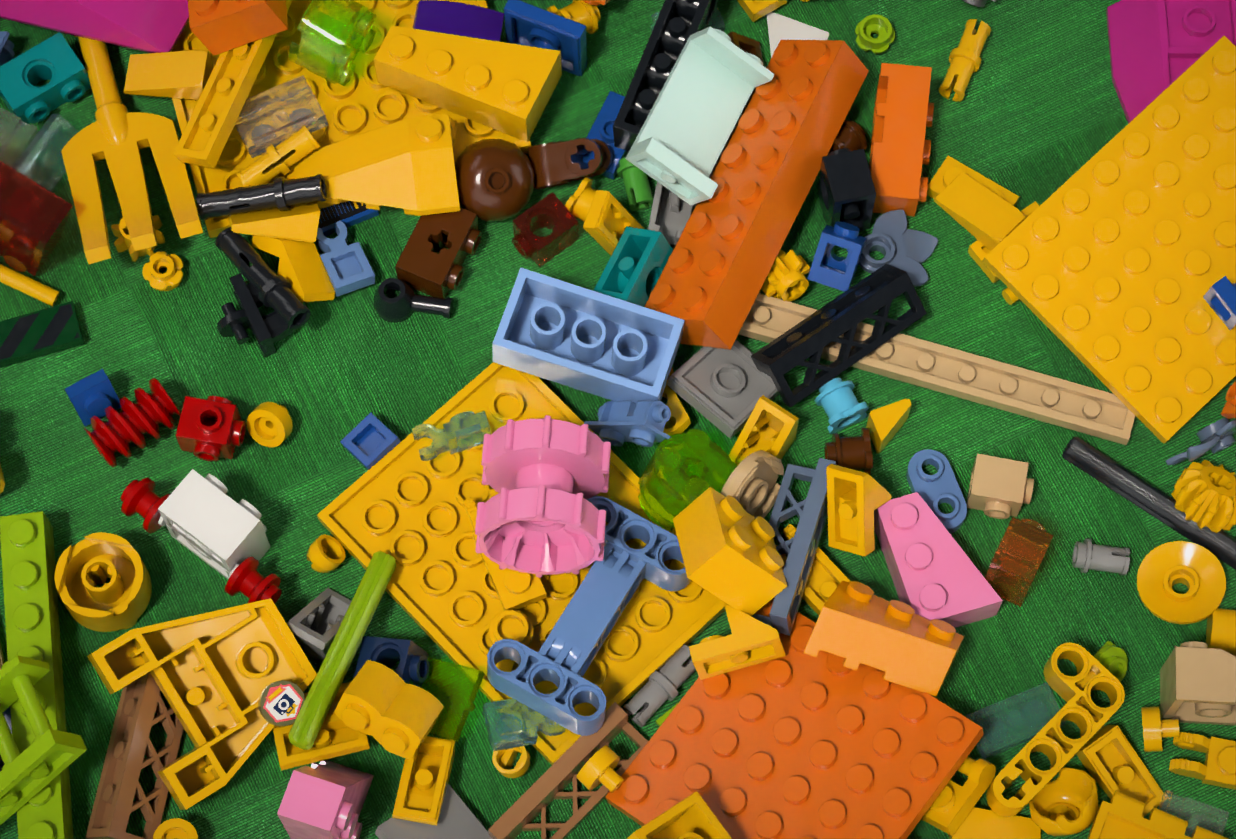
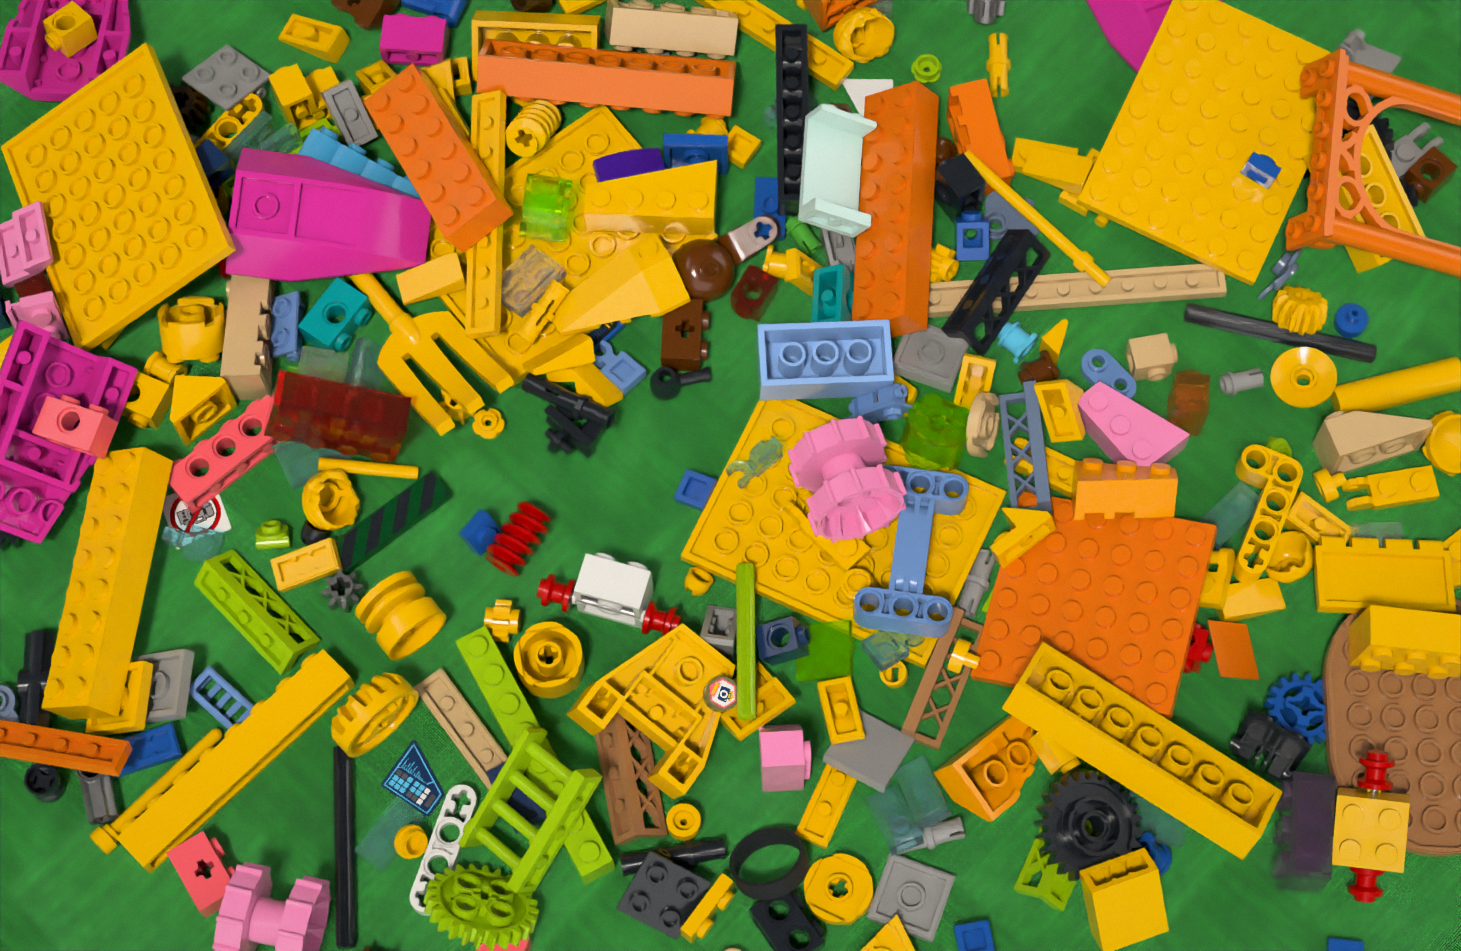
camera: 20 degrees left, 0 degrees up
(71, 513) = (502, 620): none -> yellow gear
(210, 428) = (576, 522): red brick -> none
(269, 424) = (617, 504): yellow tile -> none
(279, 194) = (544, 342): black pin -> none
(388, 709) = (798, 669): yellow brick -> none
(608, 48) = (742, 146): none -> yellow plate
(729, 551) = (991, 469): yellow piece -> none
(961, 334) = (1082, 260): none -> yellow bar

